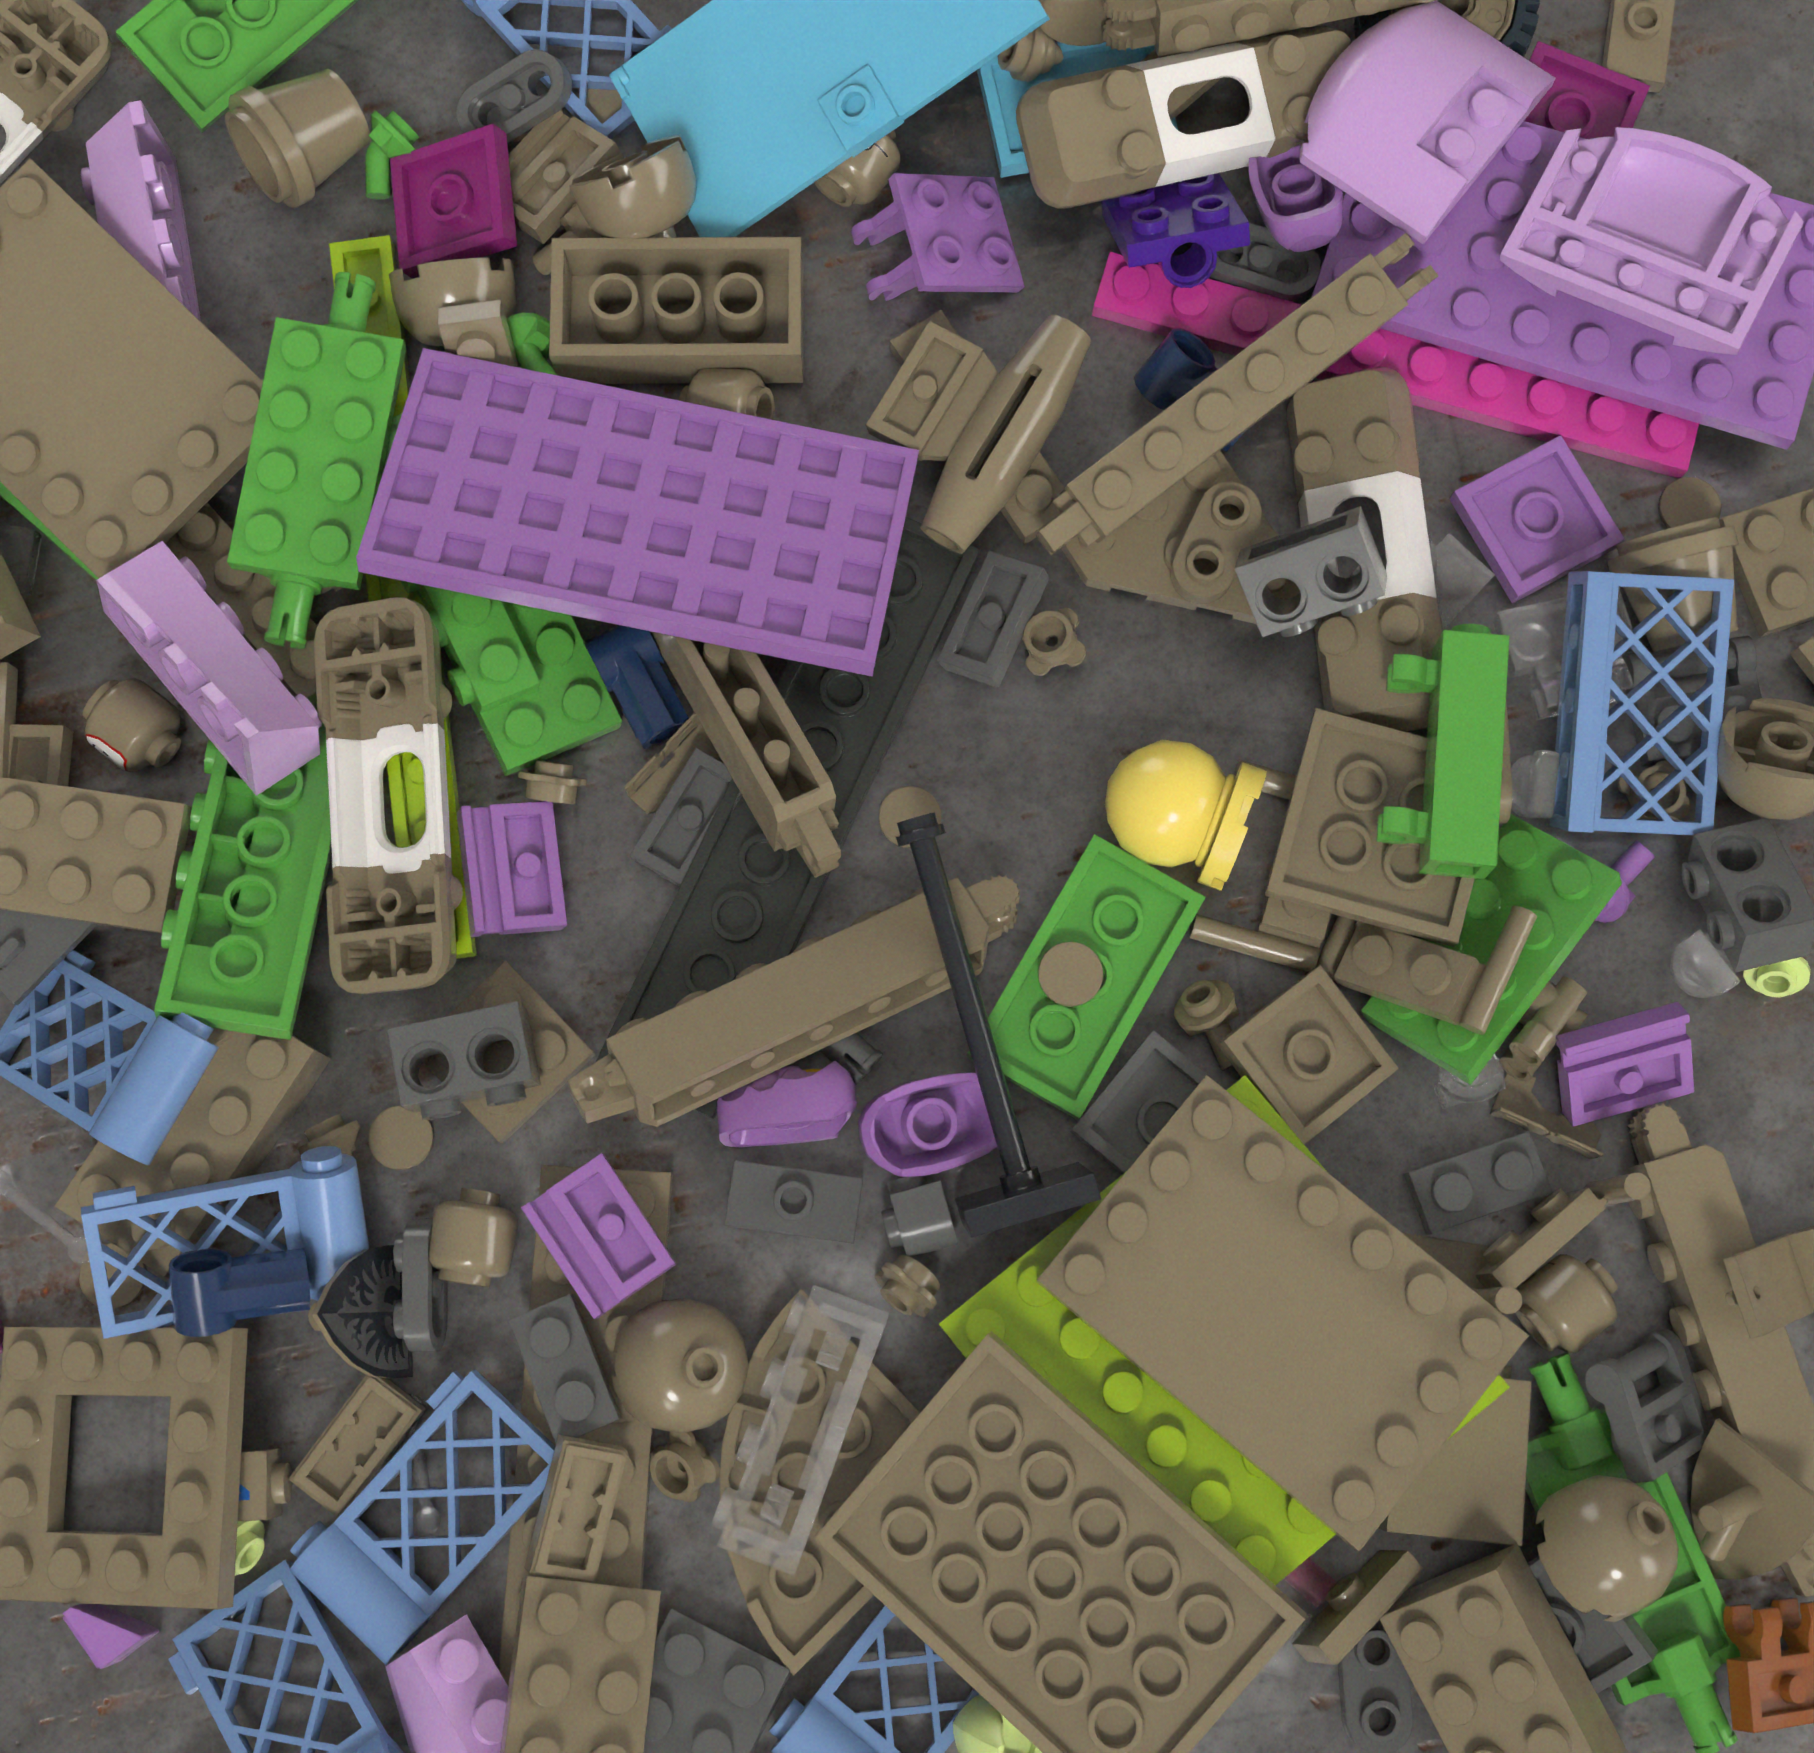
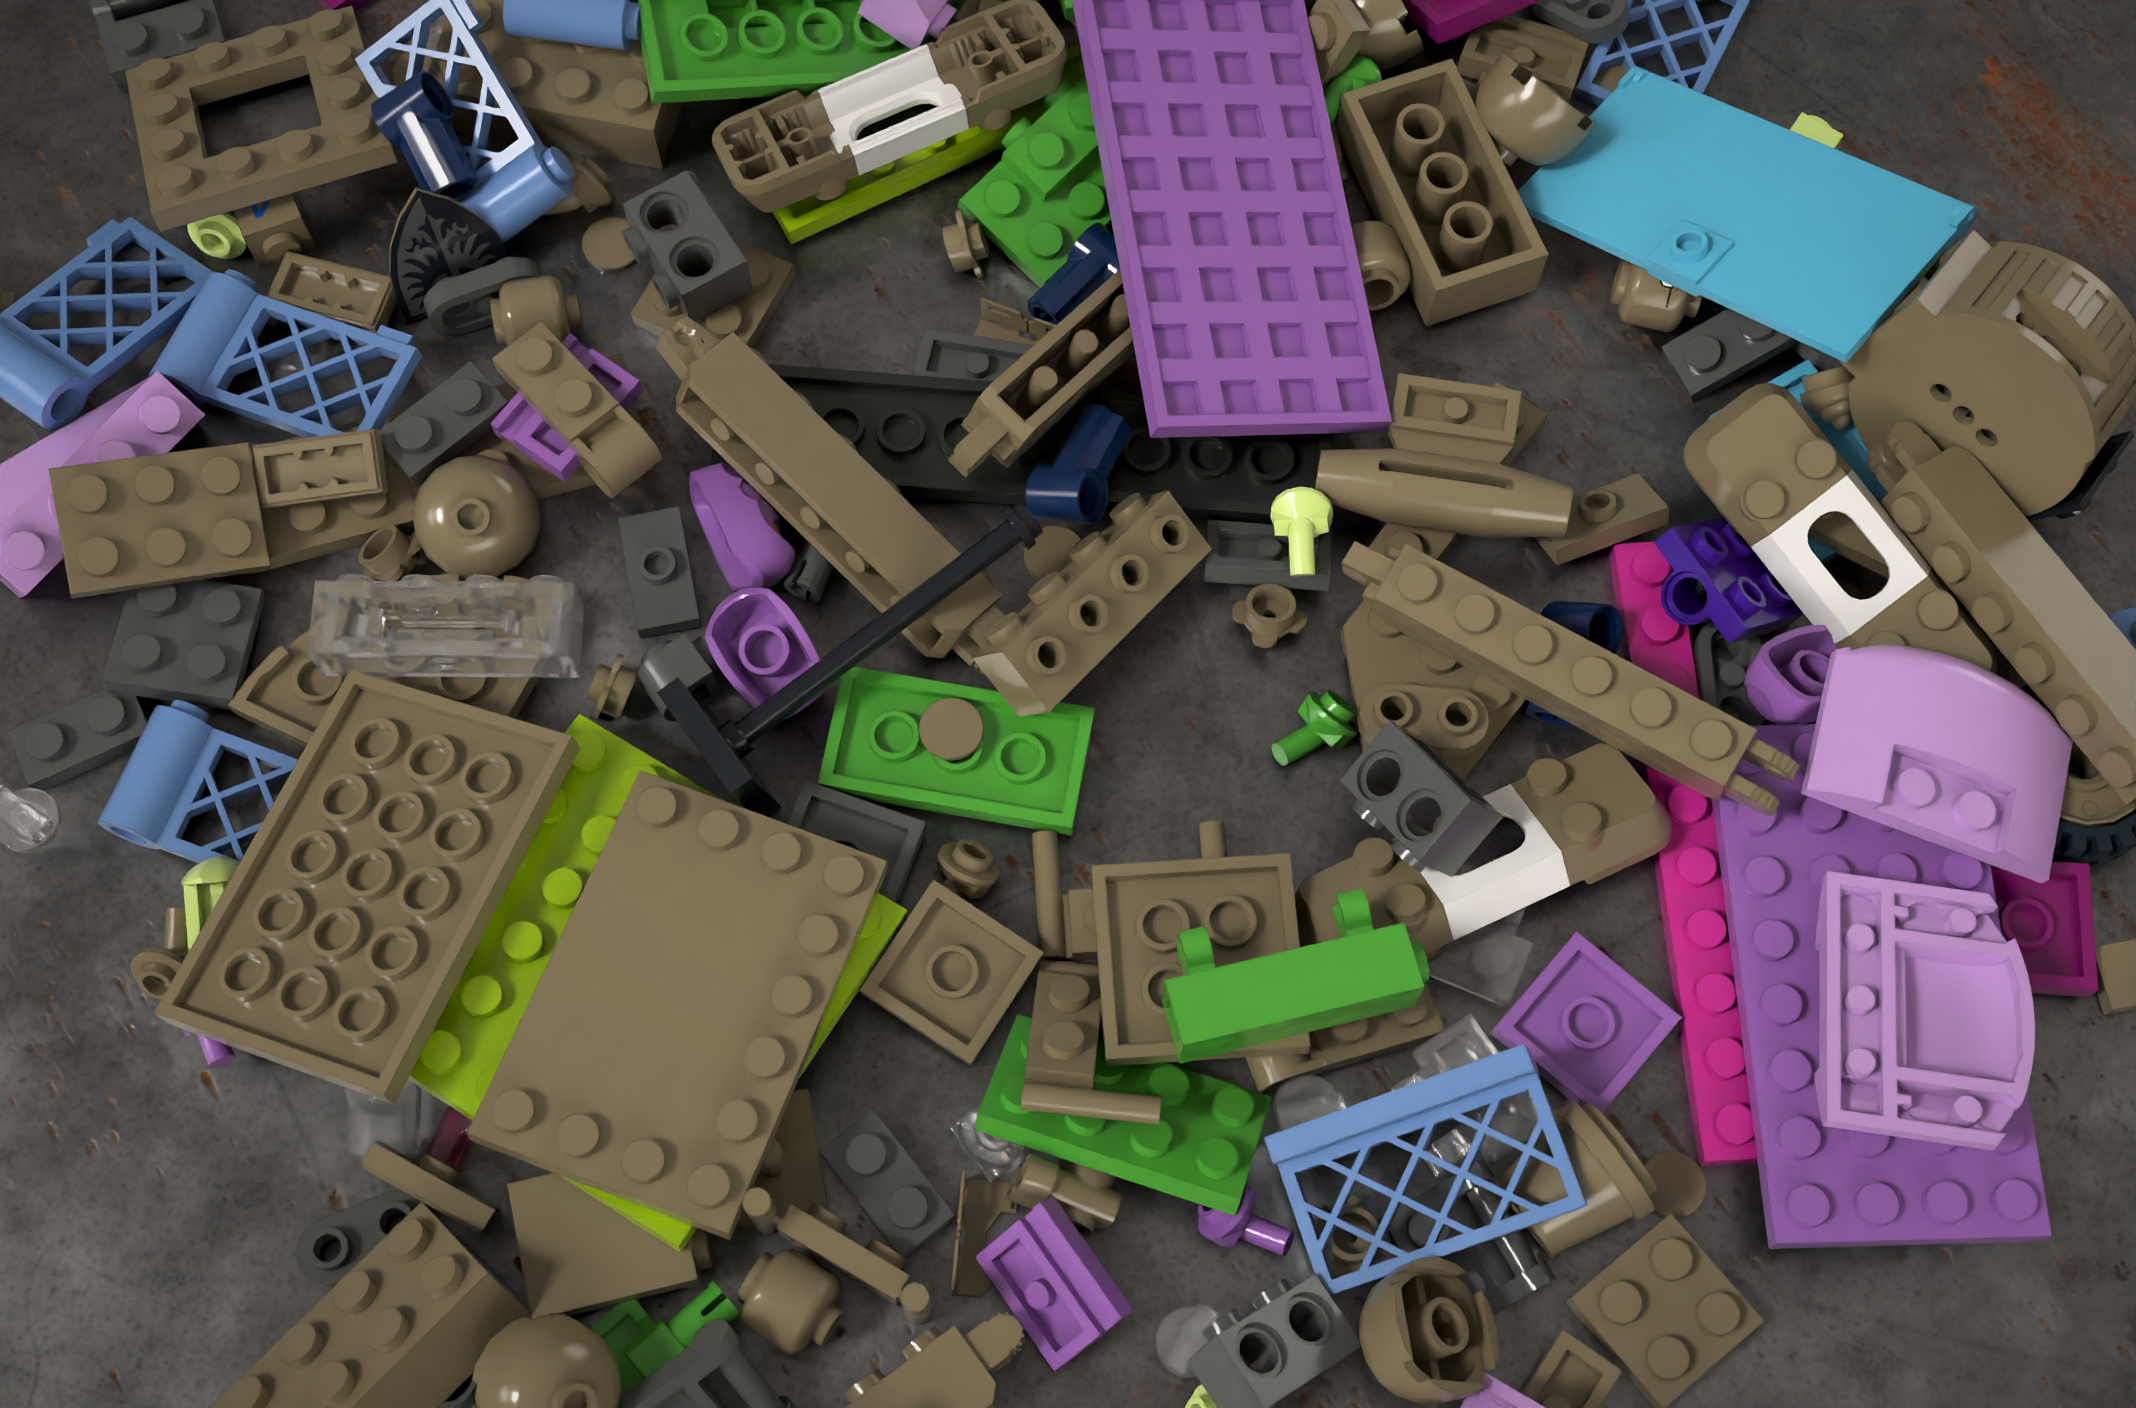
camera: 70 degrees right, 10 degrees down
(107, 1633) = (118, 163): medium lavender slope -> none
(511, 868) = (875, 238): medium lavender plate -> none
(613, 1225) = (578, 409): none -> dark tan plate
(873, 767) = (1076, 483): none -> dark blue piece
(938, 136) = (1722, 351): none -> dark grey plate
(953, 234) = (1620, 394): medium lavender plate -> none
(982, 570) = (1301, 516): none -> yellowish green plate
(1001, 796) = (1091, 603): none -> dark tan brick
(1065, 286) = (1606, 518): none -> dark tan plate
(1173, 628) = (1327, 721): none -> bright green plate
(1179, 808) = (1145, 767): light yellow tile -> none

